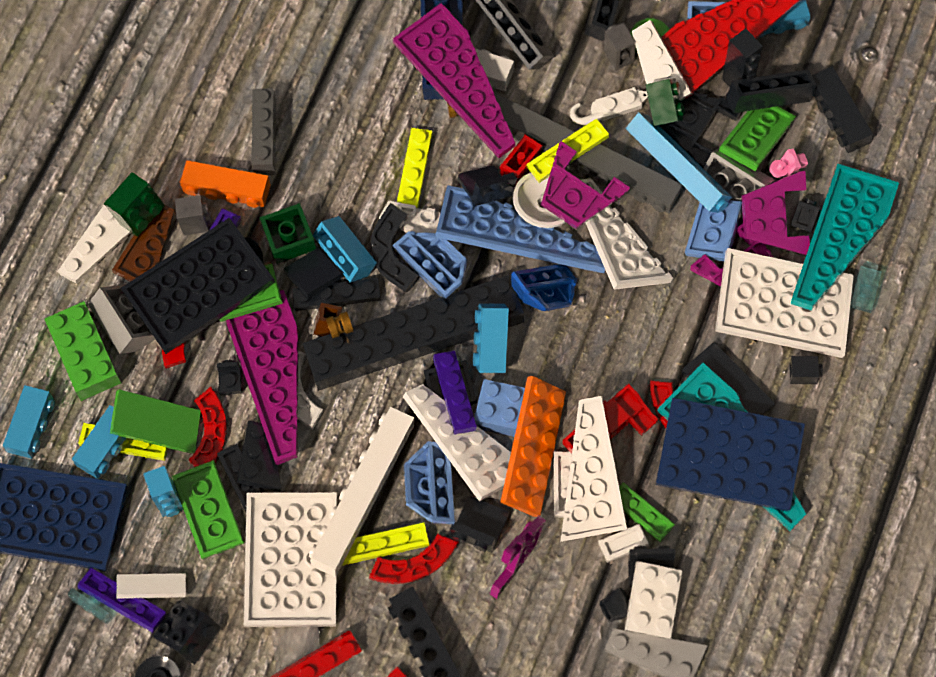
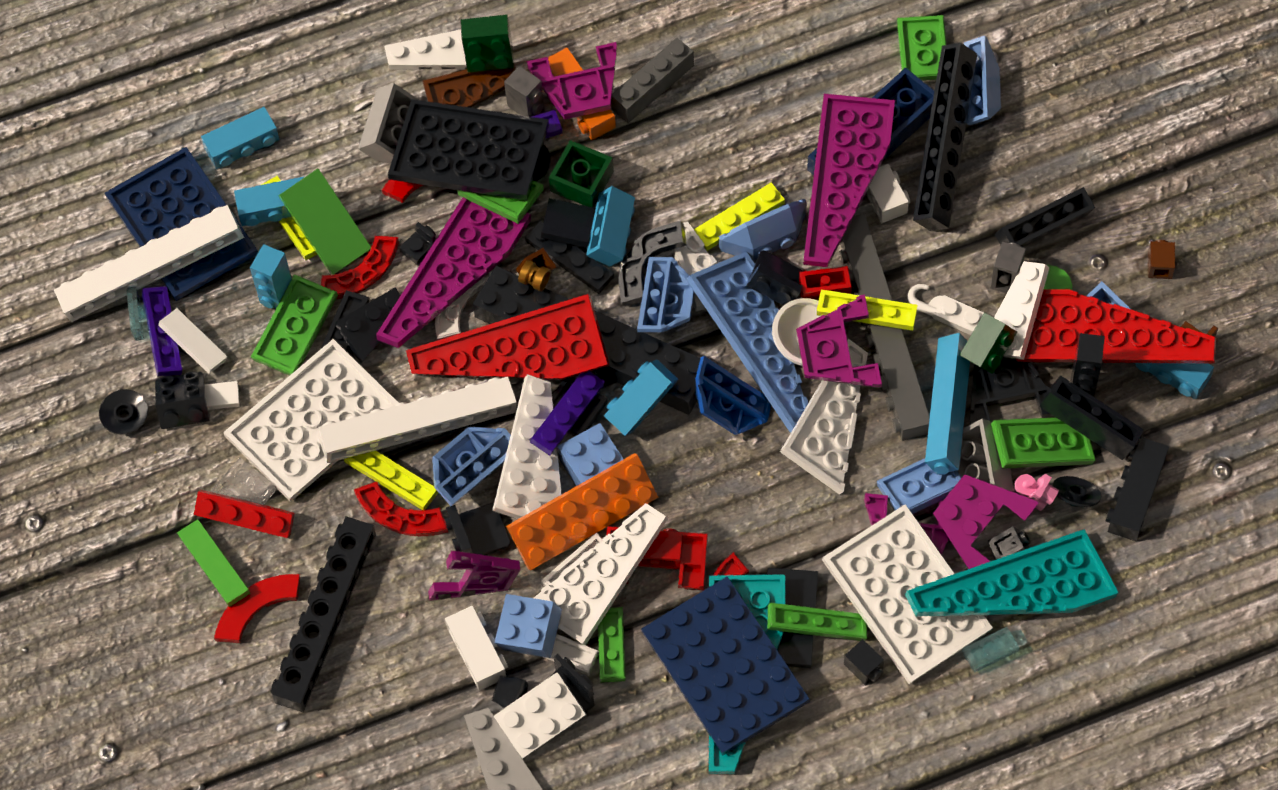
camera: 45 degrees right, 5 degrees down
(64, 563) = (148, 263): none -> white brick
(82, 351) = (334, 122): bright green brick -> none
(211, 601) = (222, 395): none -> white tile
(231, 178) = (579, 91): none -> magenta wing
(390, 366) = (540, 343): none -> red wing
(446, 162) = (767, 232): none -> medium blue wedge
(564, 598) = (476, 647): none -> white brick
(583, 551) = (528, 625): none -> medium blue brick
(751, 373) = (816, 622): none -> bright green tile
(809, 143) = (1077, 491): none -> black dish

